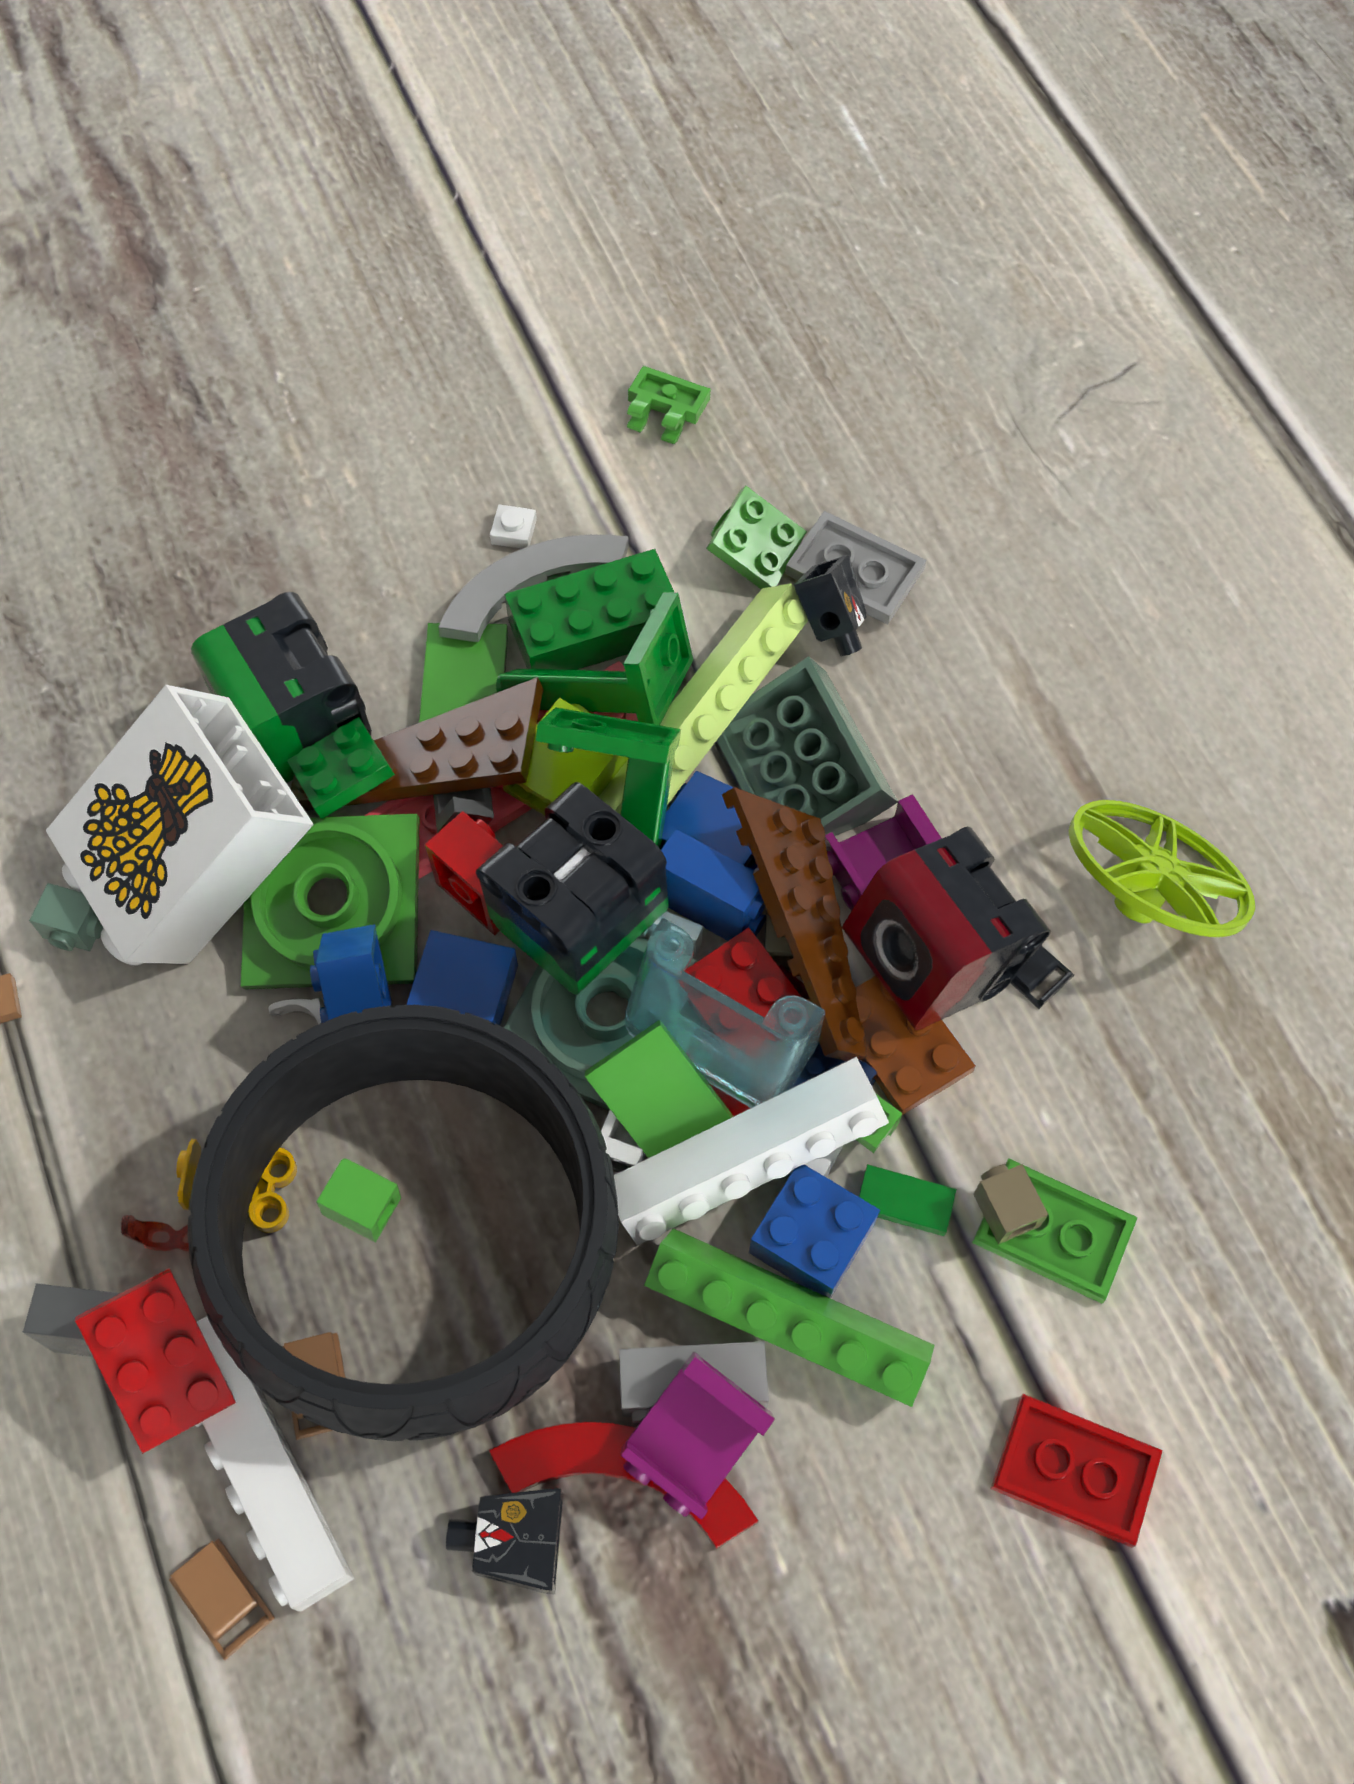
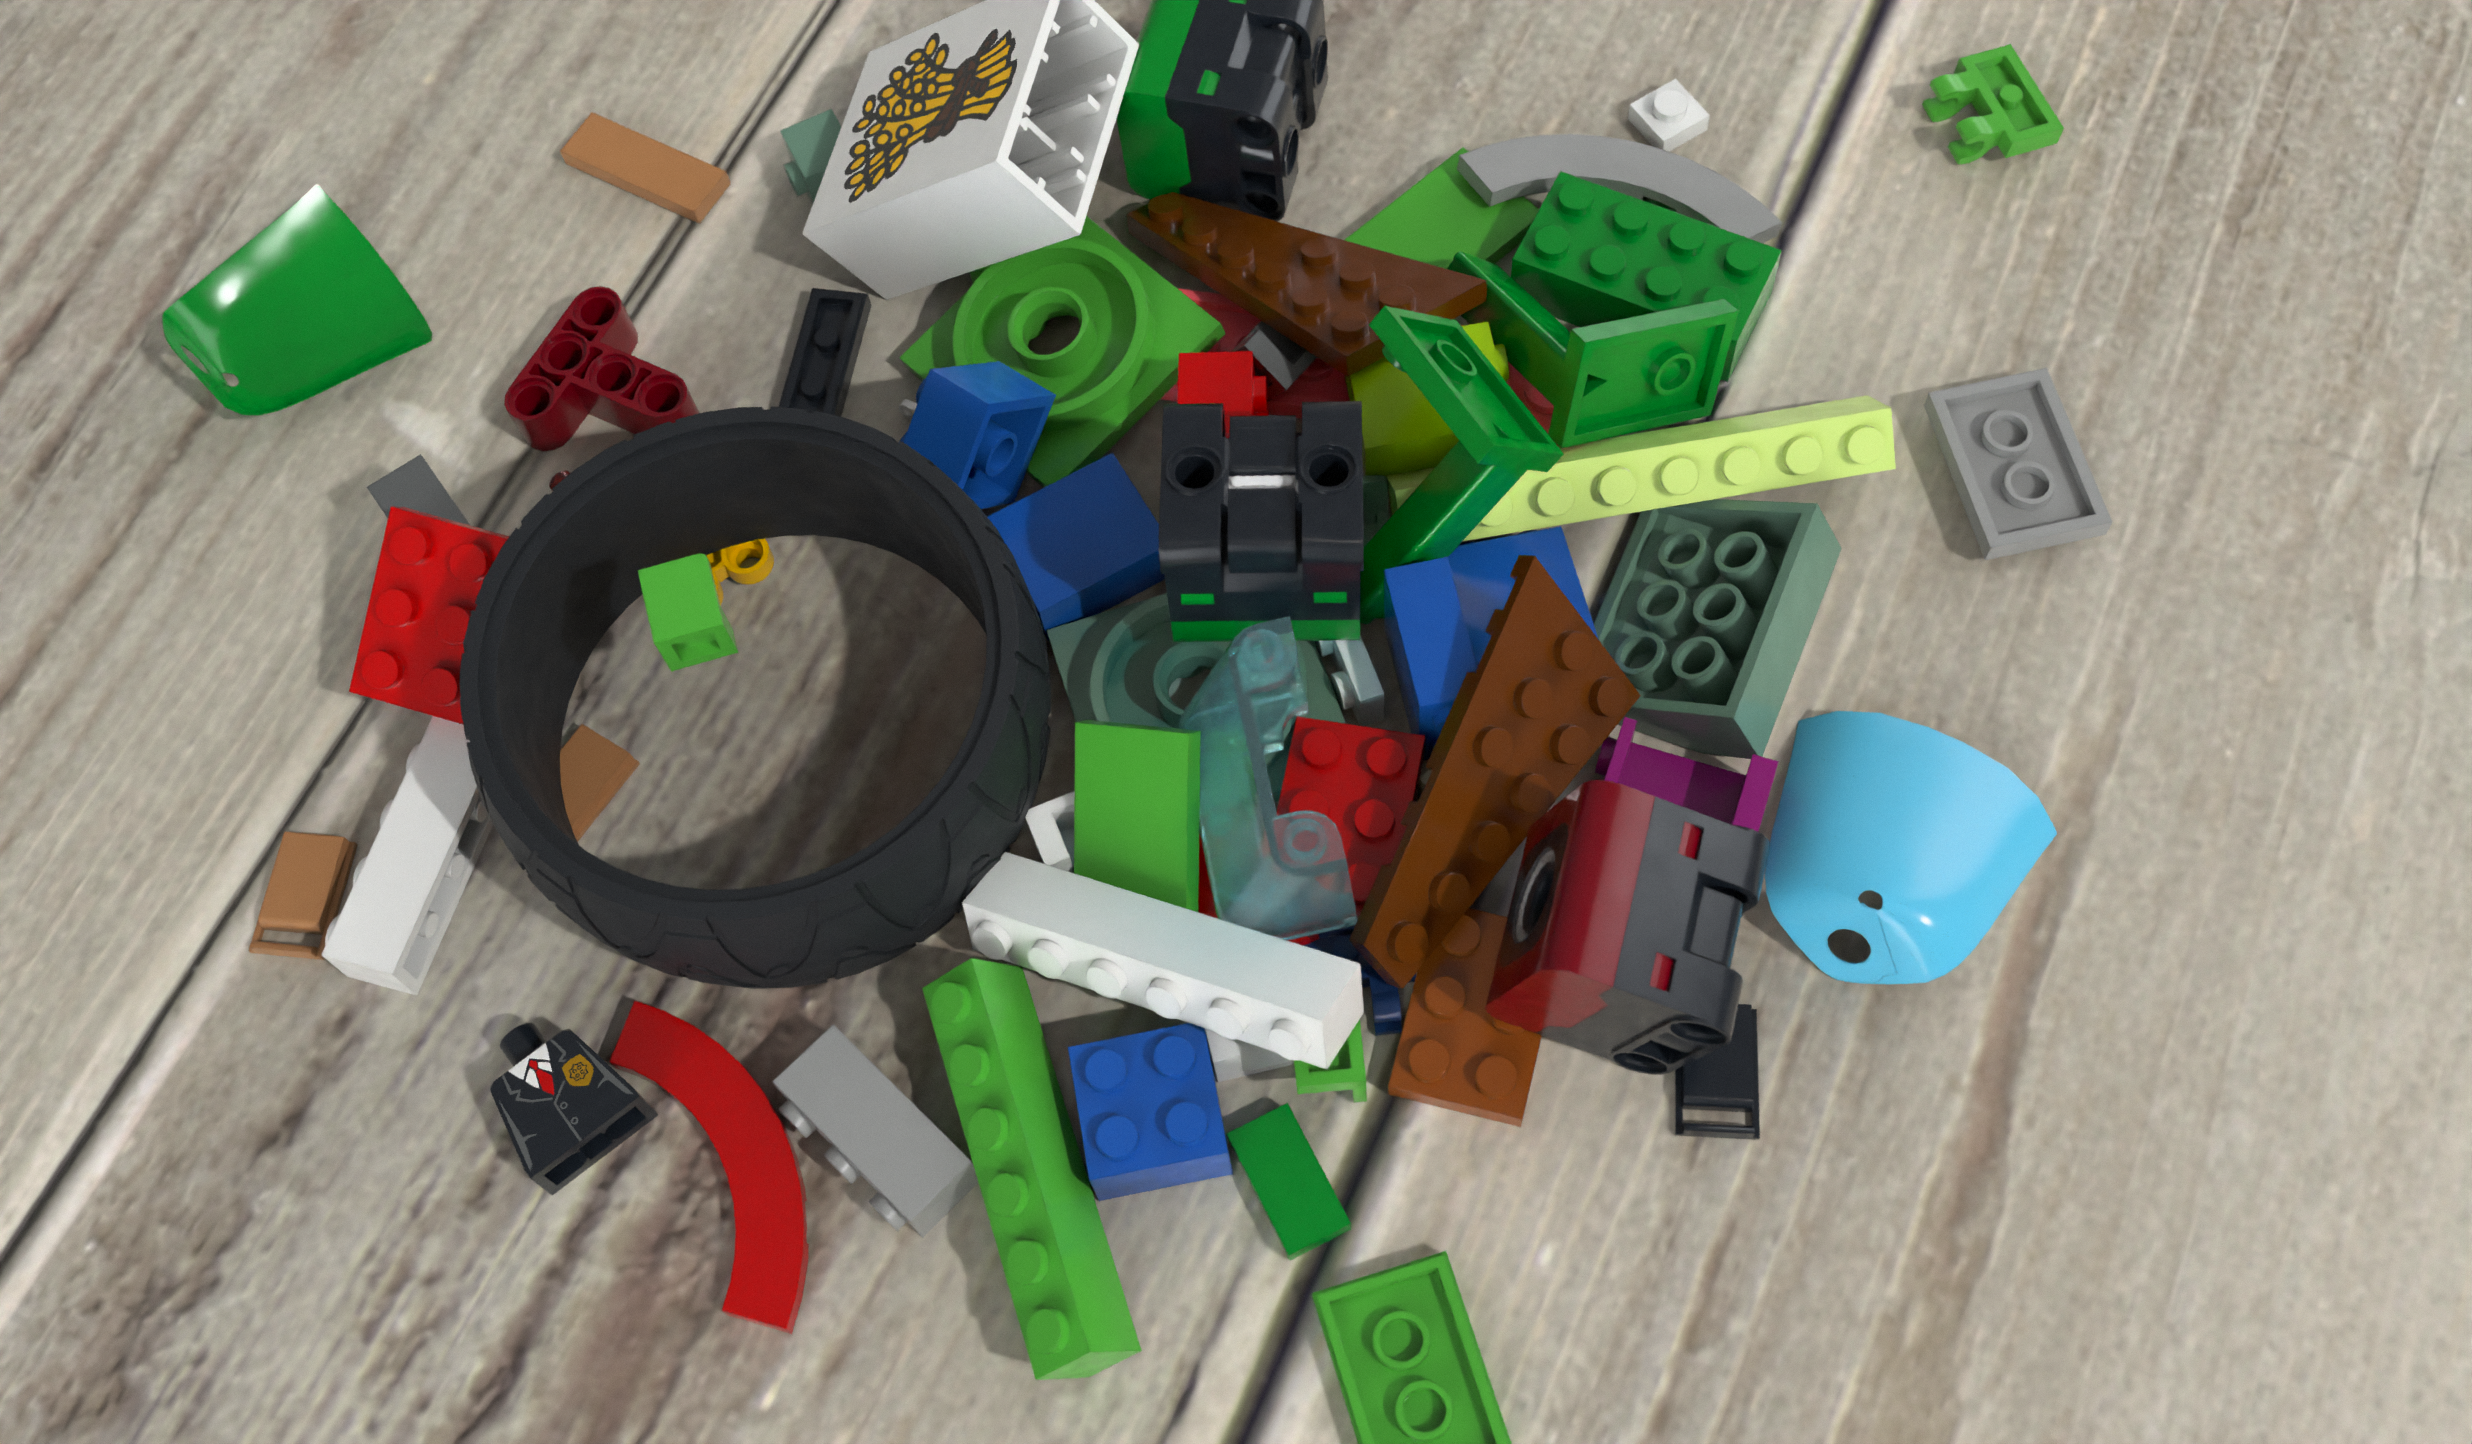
camera: 55 degrees right, 0 degrees up
(67, 1146) = (590, 370): none -> dark red beam
(197, 1032) = (826, 351): none -> black tile
(340, 768) = (1198, 215): green plate -> none
(694, 1435) = (801, 1177): magenta panel -> none
(755, 539) = (1924, 335): bright green plate -> none
(833, 603) = (1928, 474): black torso -> none
(984, 777) = (1900, 816): none -> medium azure piece
(1009, 1202) = (1378, 1289): dark tan brick -> none
(1156, 873) = (1970, 1117): lime wheel -> none

